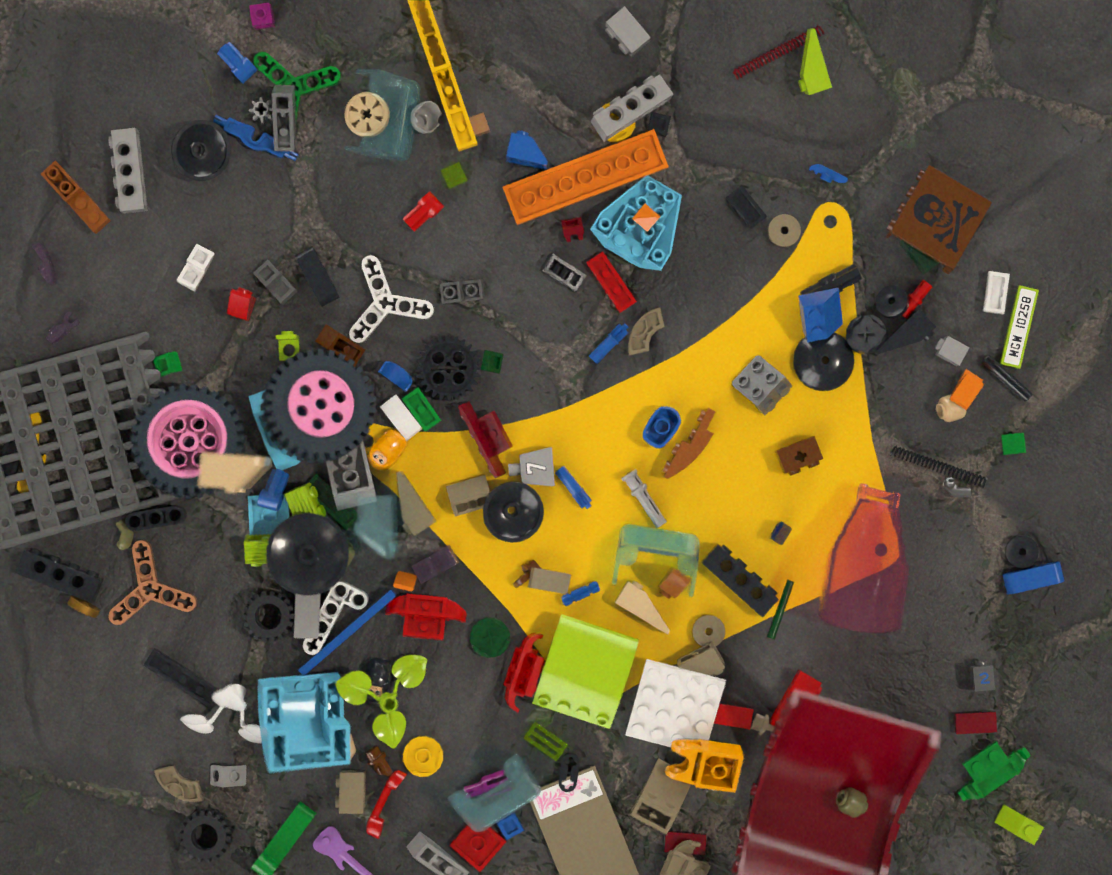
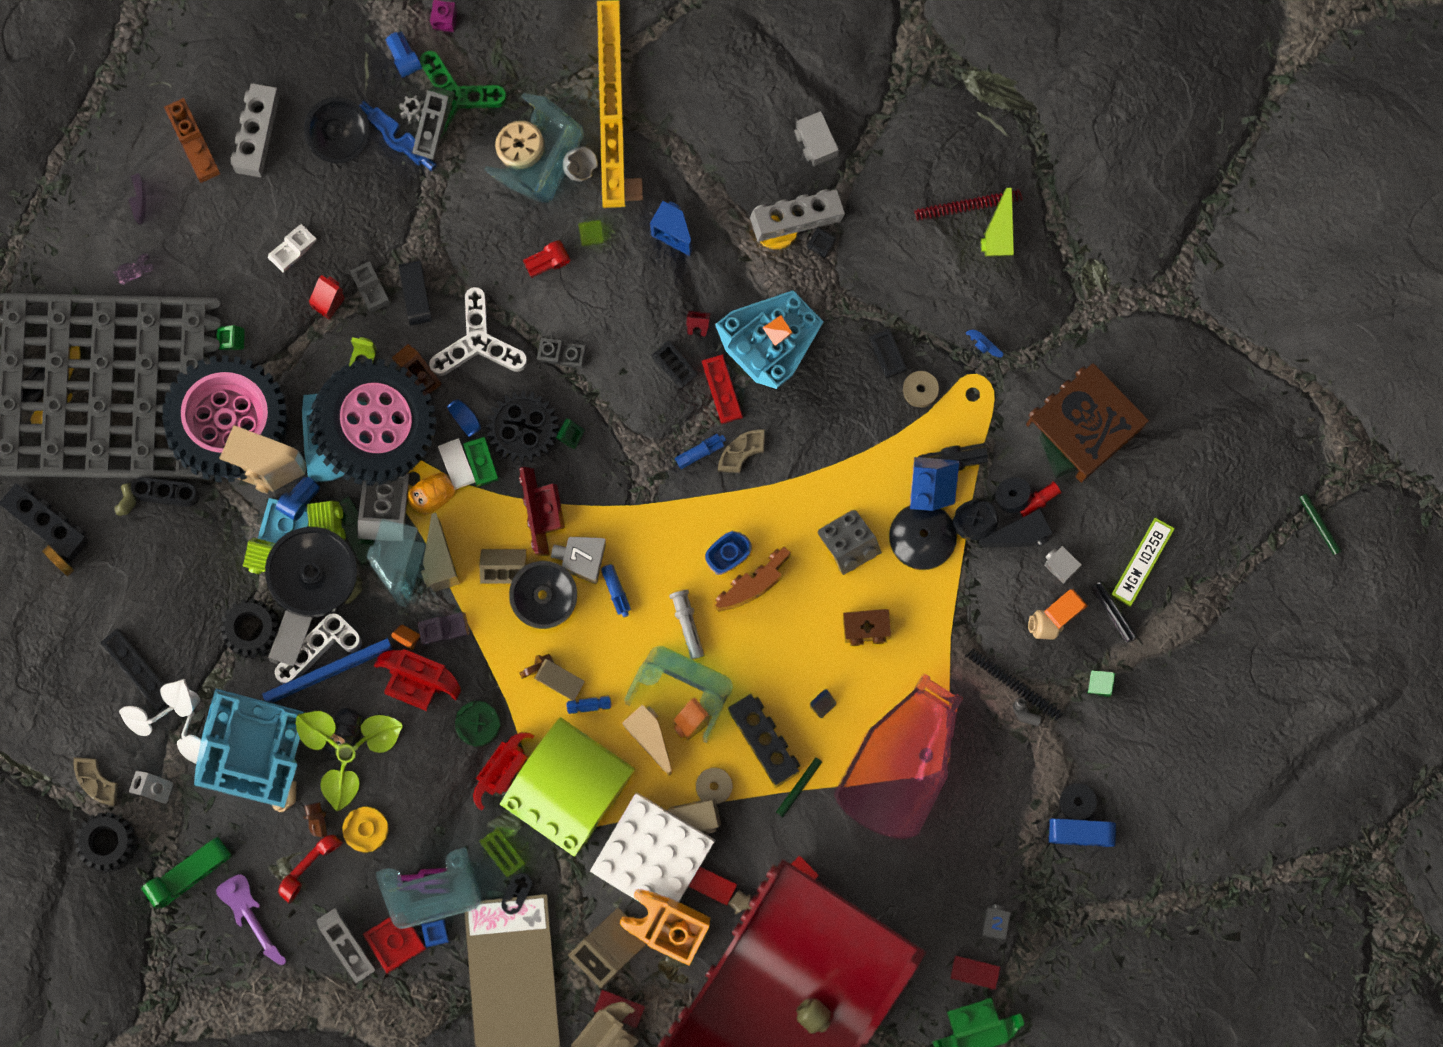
camera: 20 degrees right, 10 degrees down
(146, 580) = (123, 567): nougat piece -> none
(351, 791) = (276, 843): dark tan piece -> none
(585, 177) = (727, 273): orange plate -> none
(996, 292) = (1127, 518): white plate -> none

